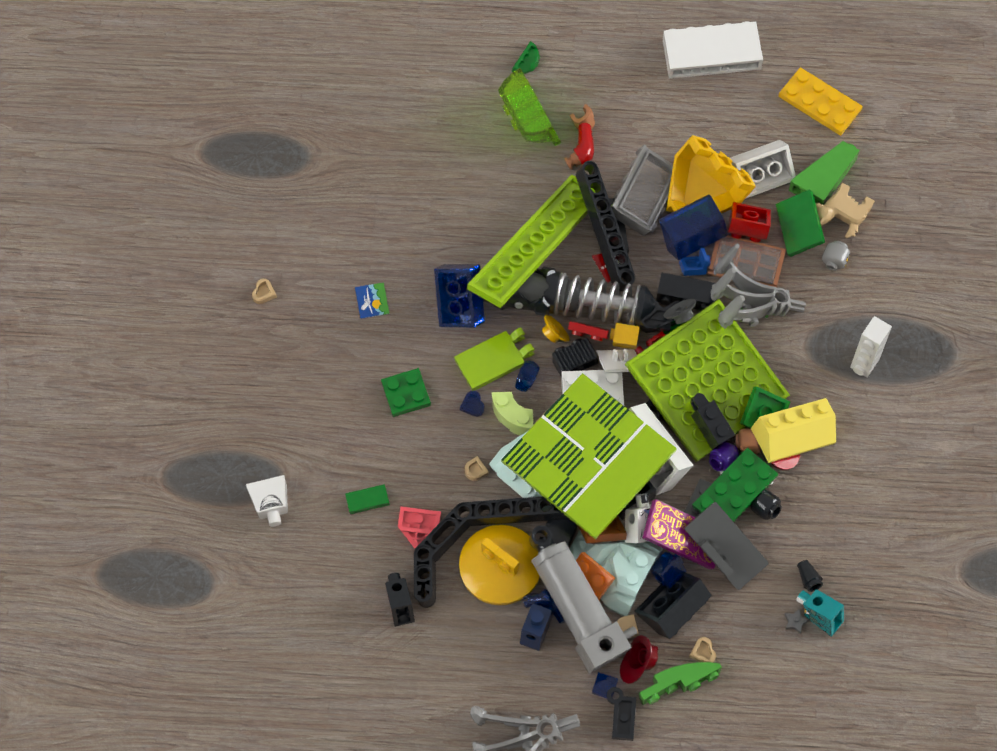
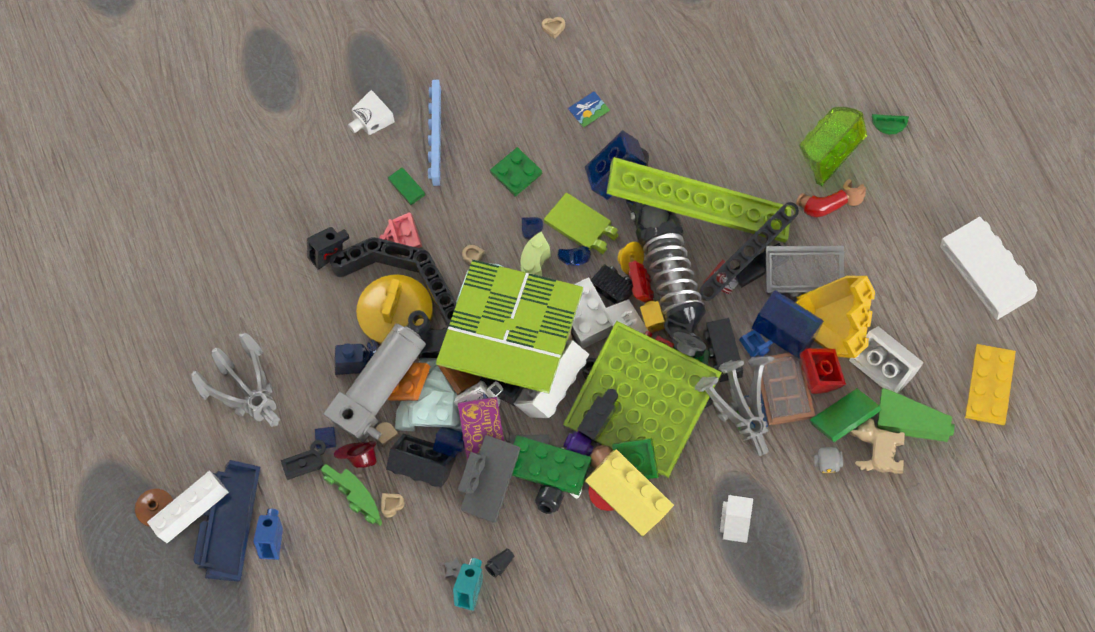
camera: 70 degrees right, 0 degrees up
(331, 449) = (434, 140): none -> light blue plate

